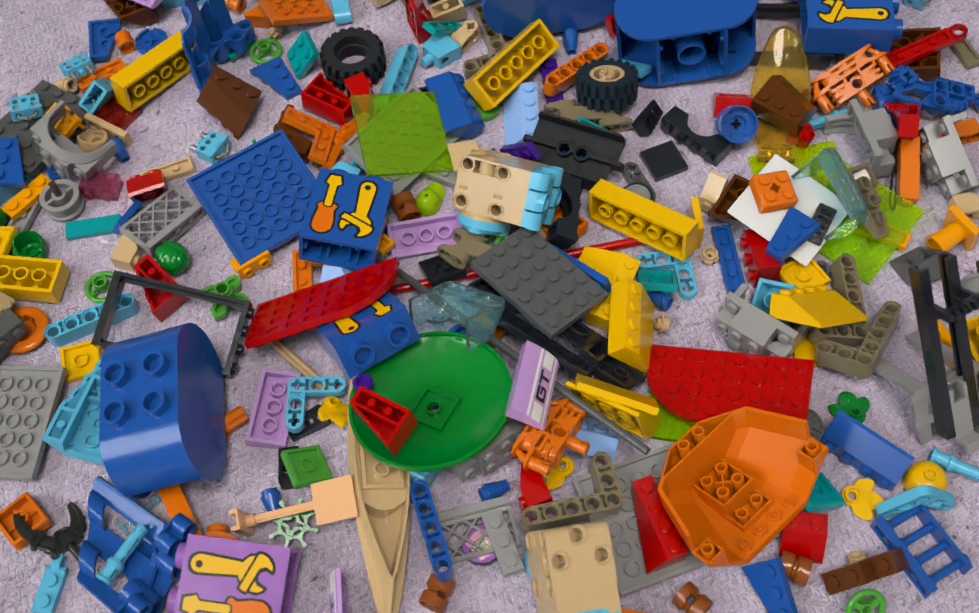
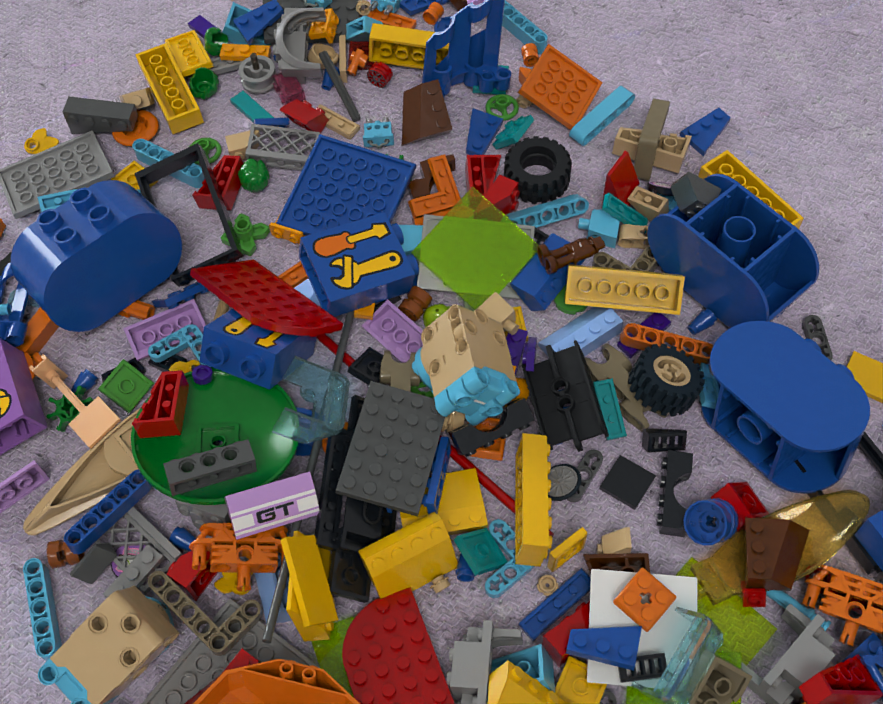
camera: 55 degrees right, 0 degrees up
(123, 117) = (358, 59): none -> orange plate
(139, 145) = (342, 91): none -> dark grey axle
(152, 111) = (380, 74): none -> red wheel
(249, 381) = (175, 297): none -> blue wing
(457, 72) = (574, 251): none -> reddish brown piece
(467, 571) = (94, 563): none -> dark grey slope
(469, 410) = (203, 474): none -> dark grey brick

